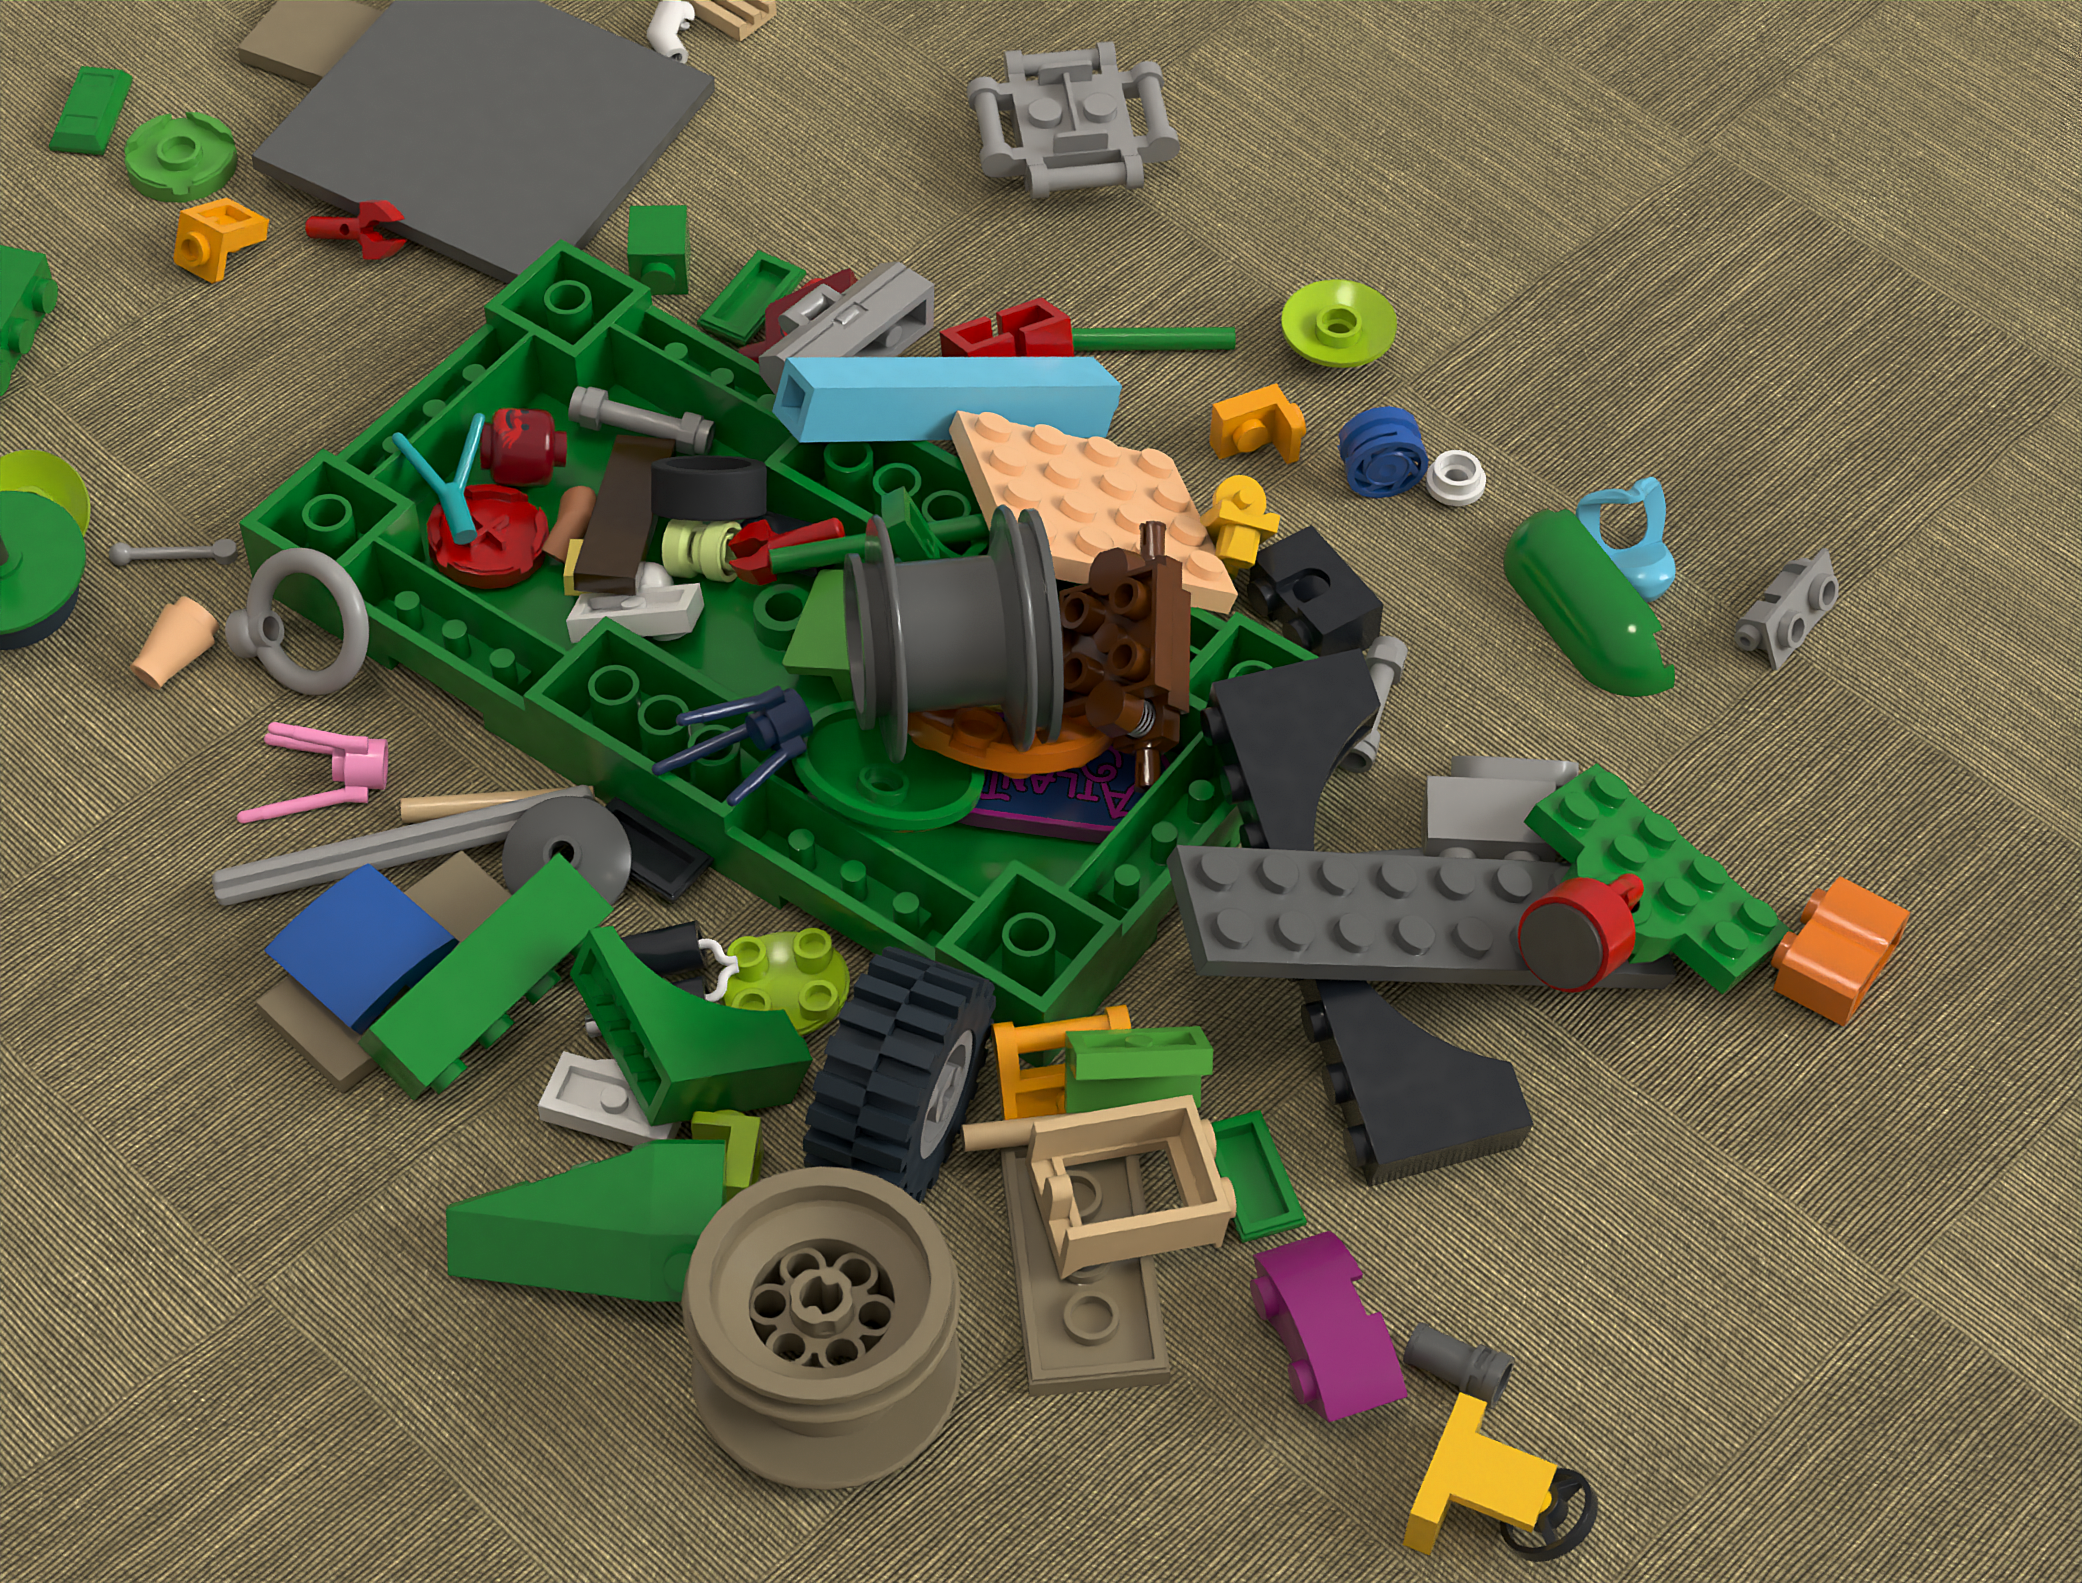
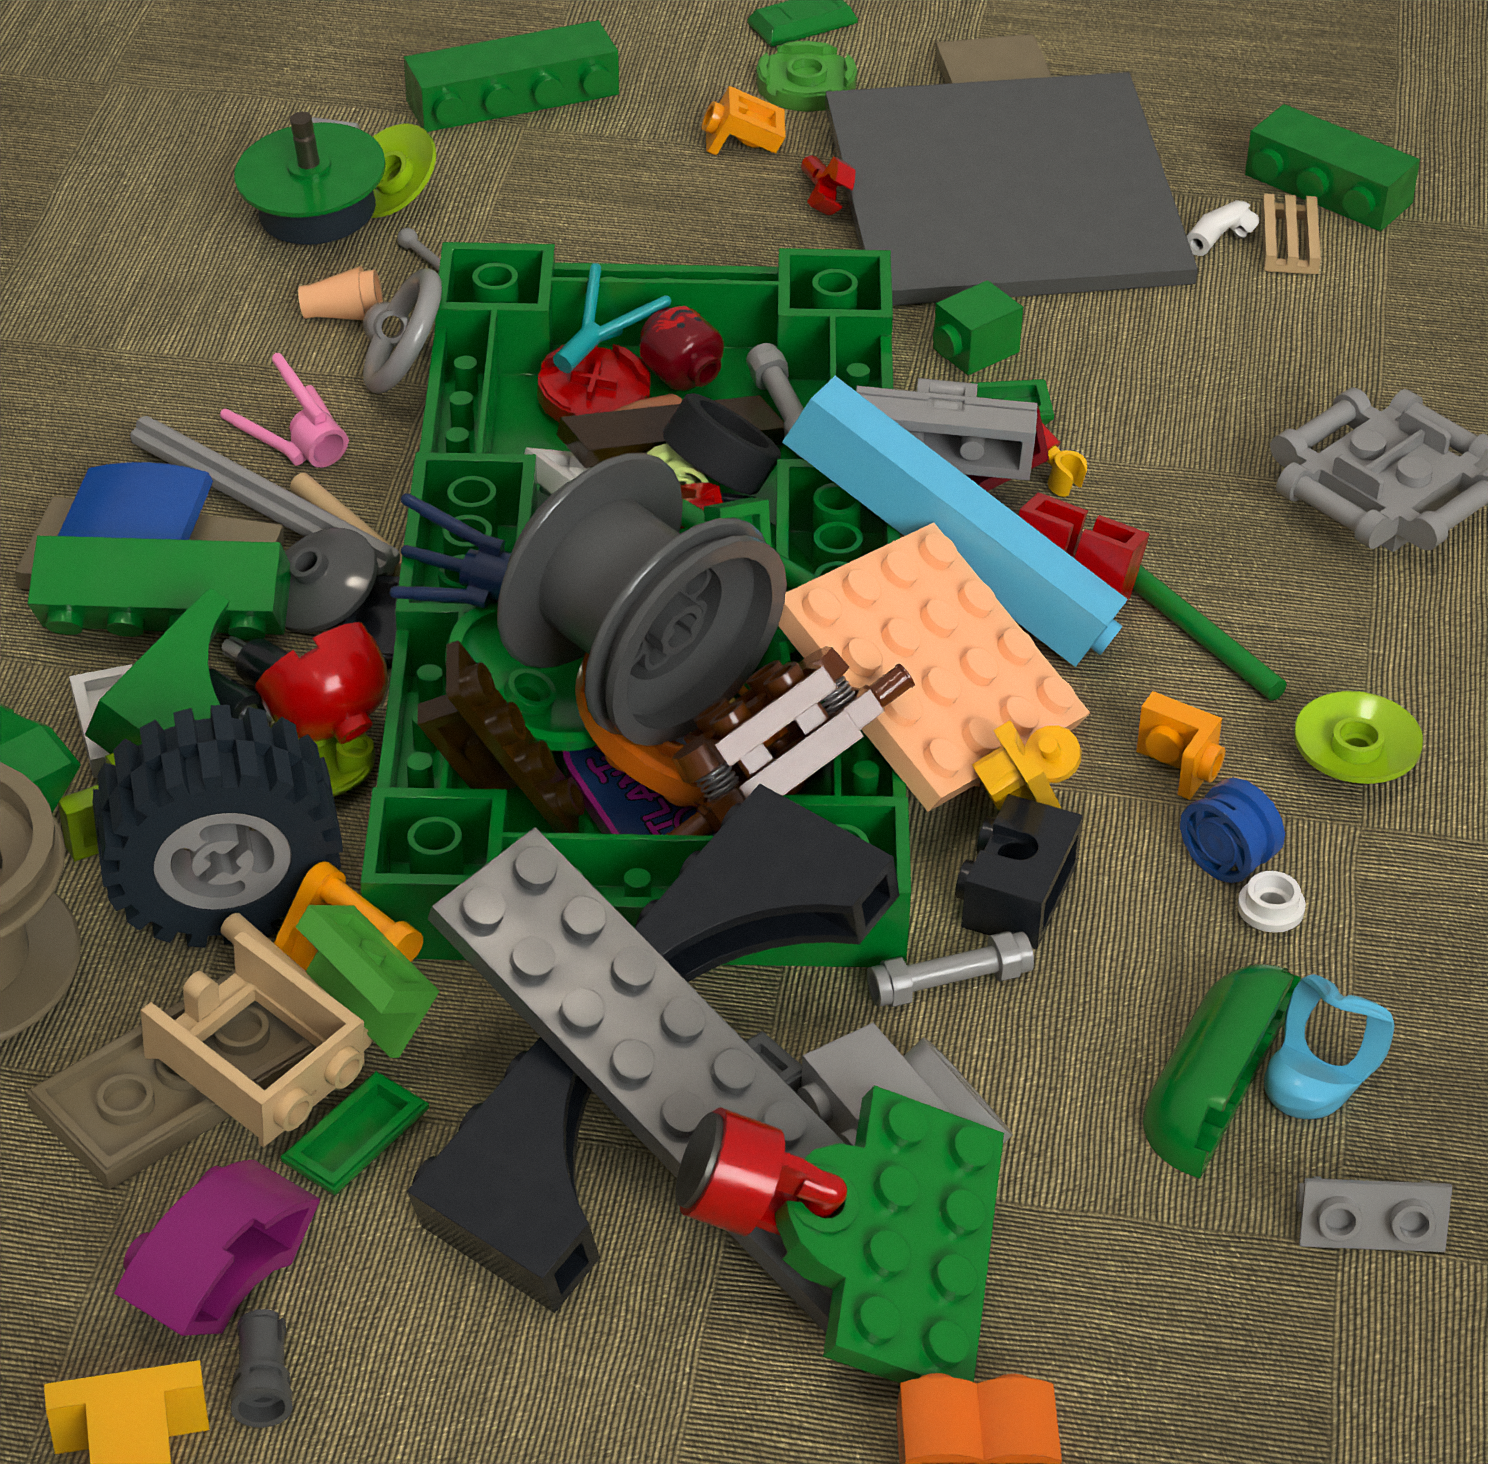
camera: 55 degrees right, 10 degrees down
(768, 915) = (330, 686): none -> red cylinder
(973, 818) = (492, 745): none -> dark brown bracket

